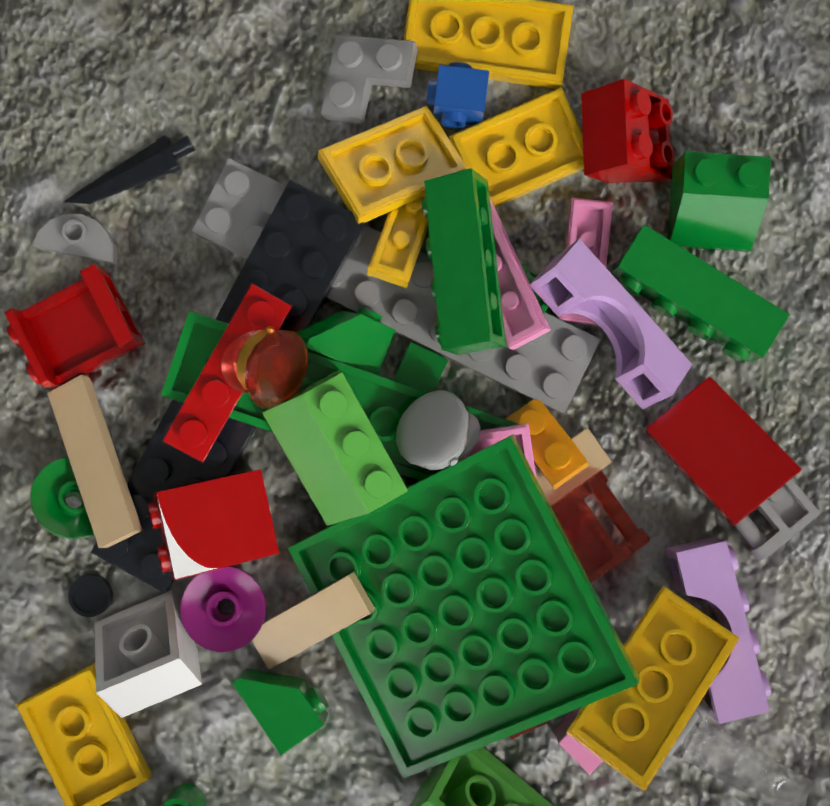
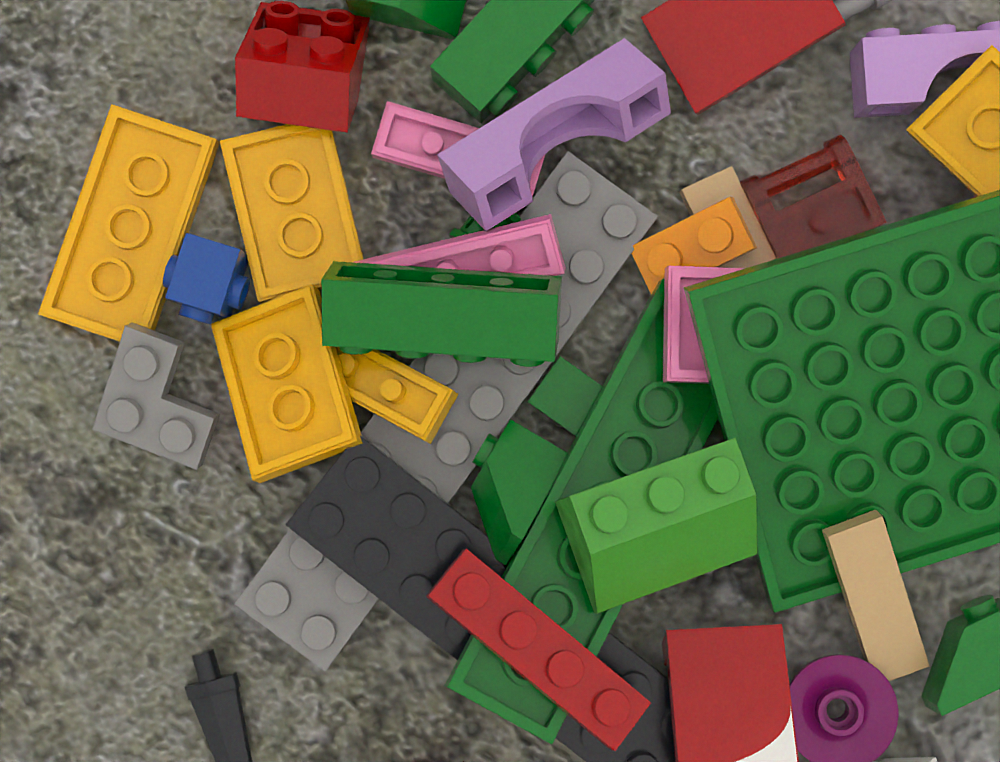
camera: 75 degrees left, 0 degrees up
(266, 365) = (541, 595): clear red piece -> none
(436, 431) = (660, 387): light grey piece -> none

